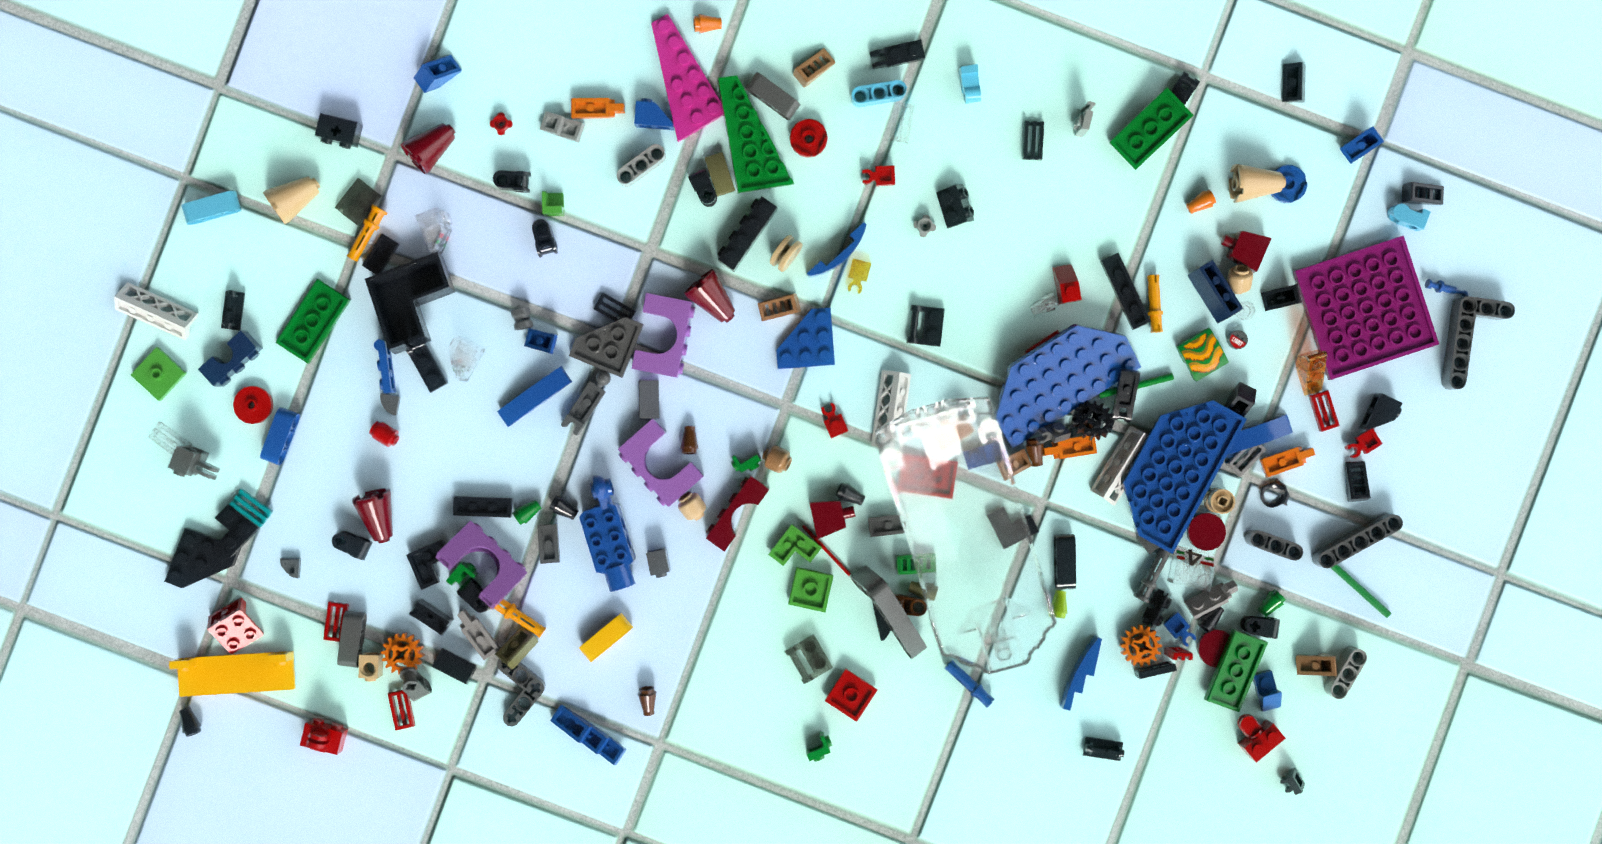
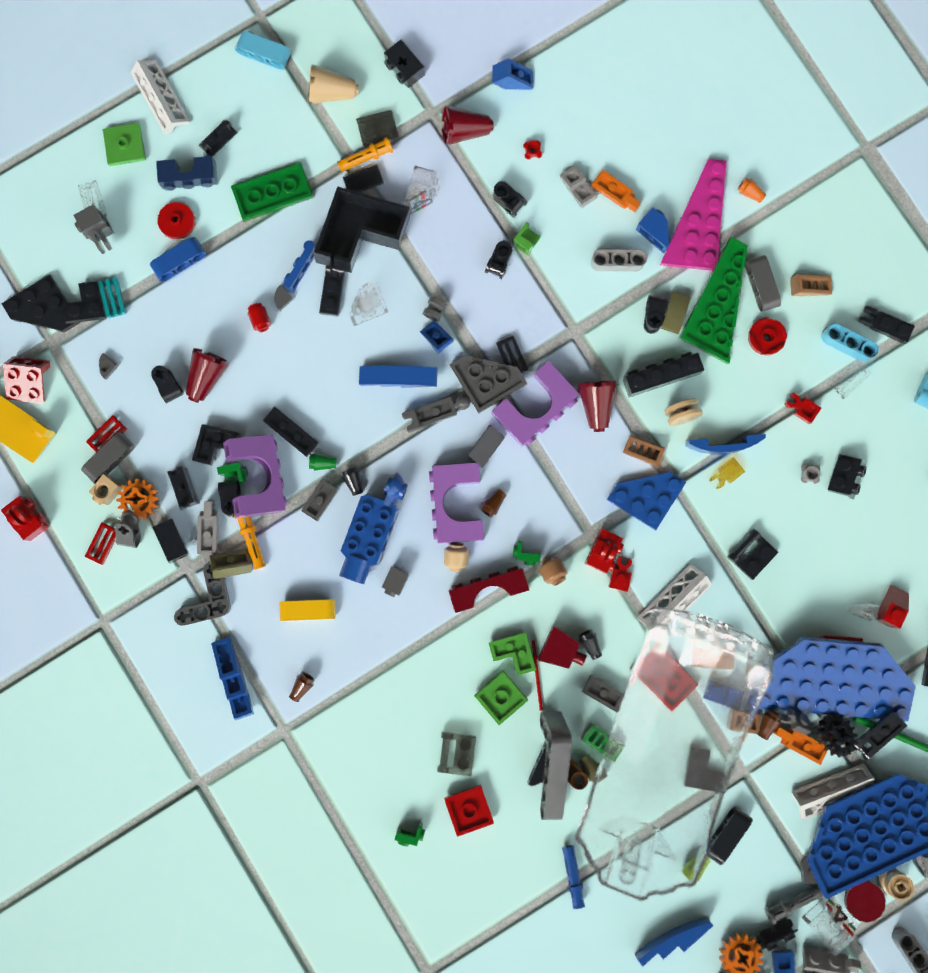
camera: 40 degrees right, 5 degrees down
(805, 413) = (604, 551): none -> red brick

